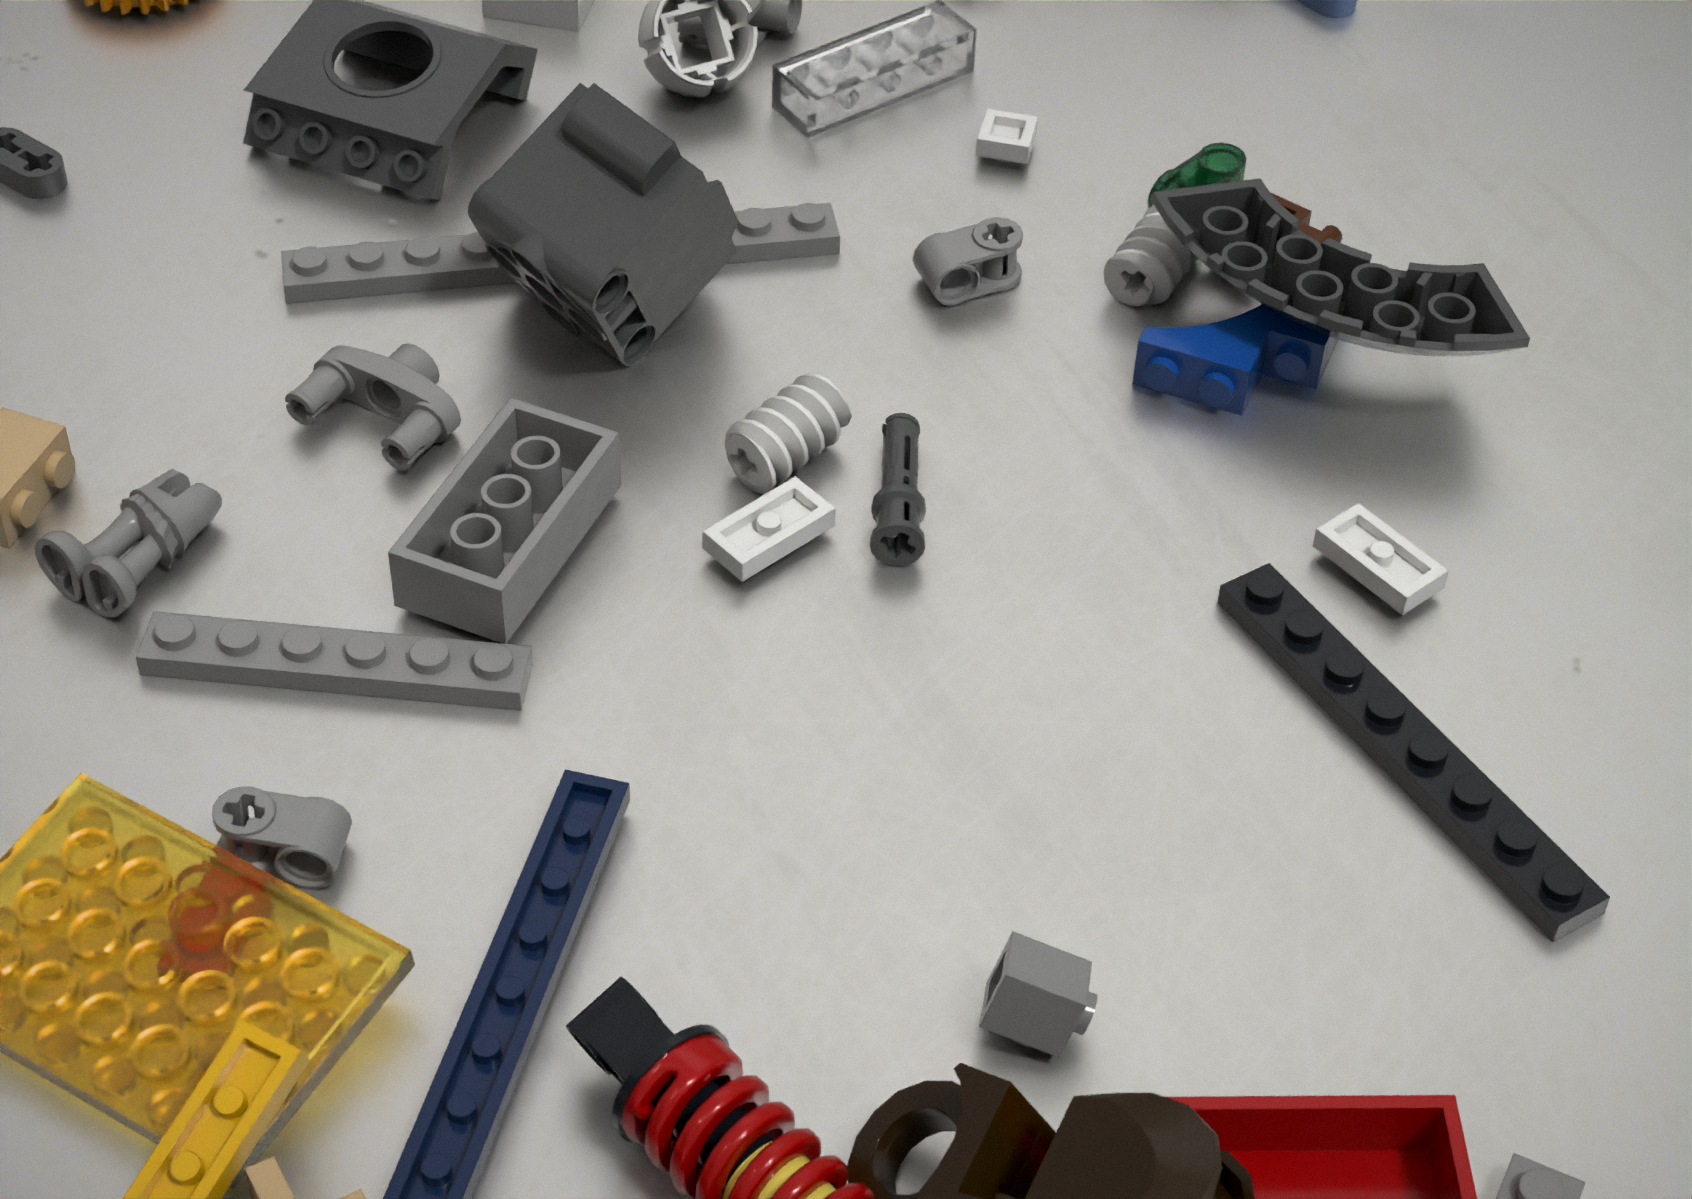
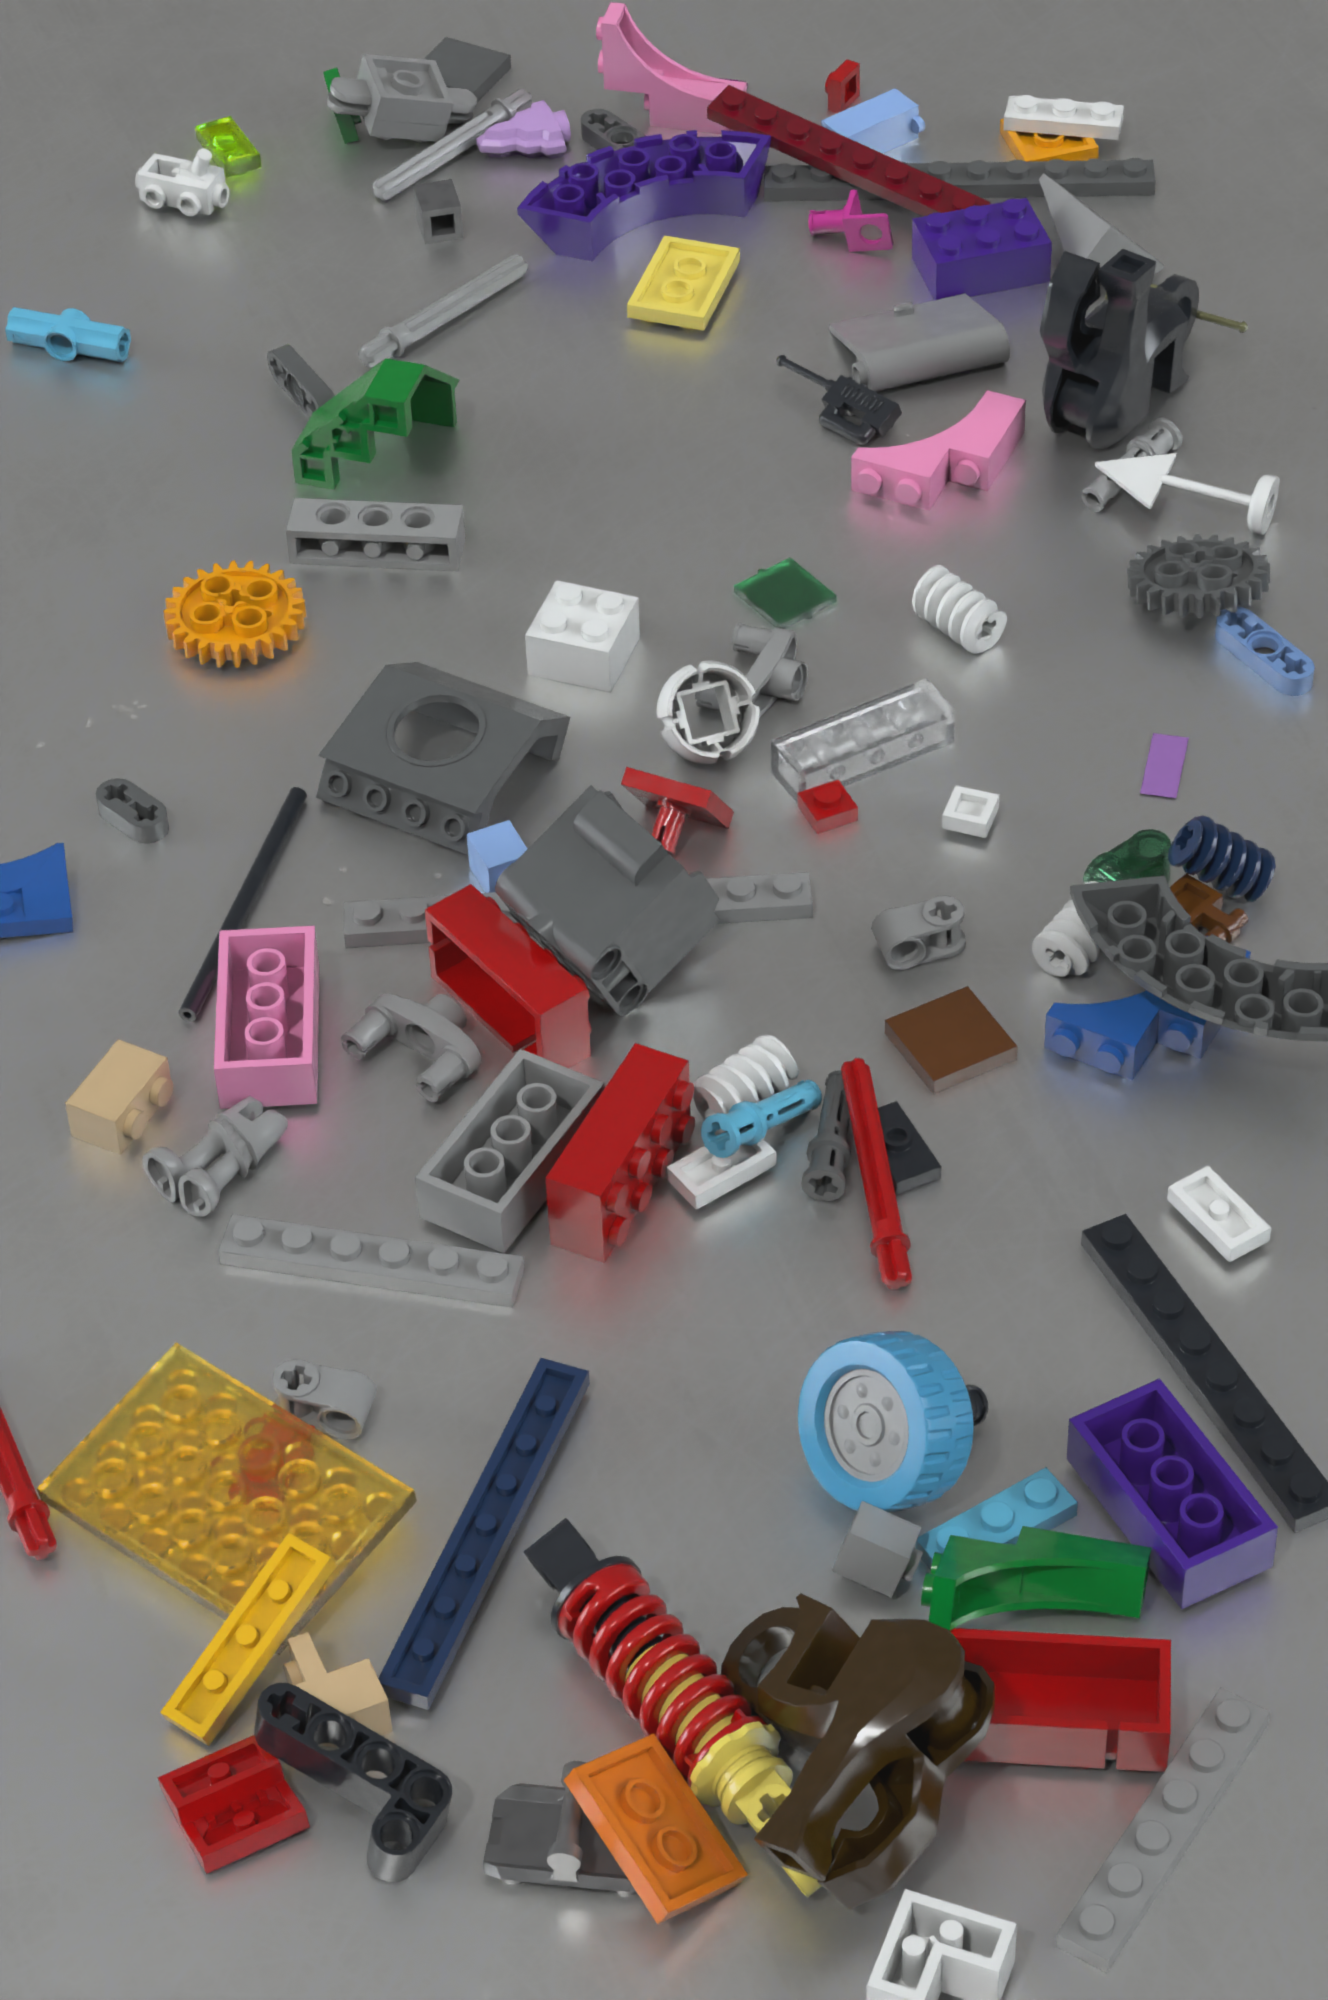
camera: 10 degrees right, 0 degrees up
(155, 263) = (244, 900): none -> black piece
(191, 377) = (267, 1016): none -> bright pink brick
(451, 189) = (492, 852): none -> light blue brick
(486, 320) = (507, 978): none -> red piece
(643, 516) = (619, 1153): none -> red piece
(692, 127) = (675, 803): none -> red tile
(802, 472) = (749, 1121): none -> medium azure pin
(841, 137) = (827, 806): none -> red plate
(978, 500) = (908, 1155): none -> black plate
(987, 606) = (889, 1241): none -> red axle
(1023, 378) = (950, 1040): none -> reddish brown tile
(1031, 825) = (887, 1420): none -> dark azure wheel
(1180, 955) = (1033, 1502): none -> medium azure plate
(1211, 88) = (1164, 765): none -> medium lavender sticker
(1251, 1015) = (1036, 1573): none -> green arch
(1307, 171) = (1222, 858): none -> dark blue piece
(1403, 901) = (1171, 1493): none -> dark purple brick

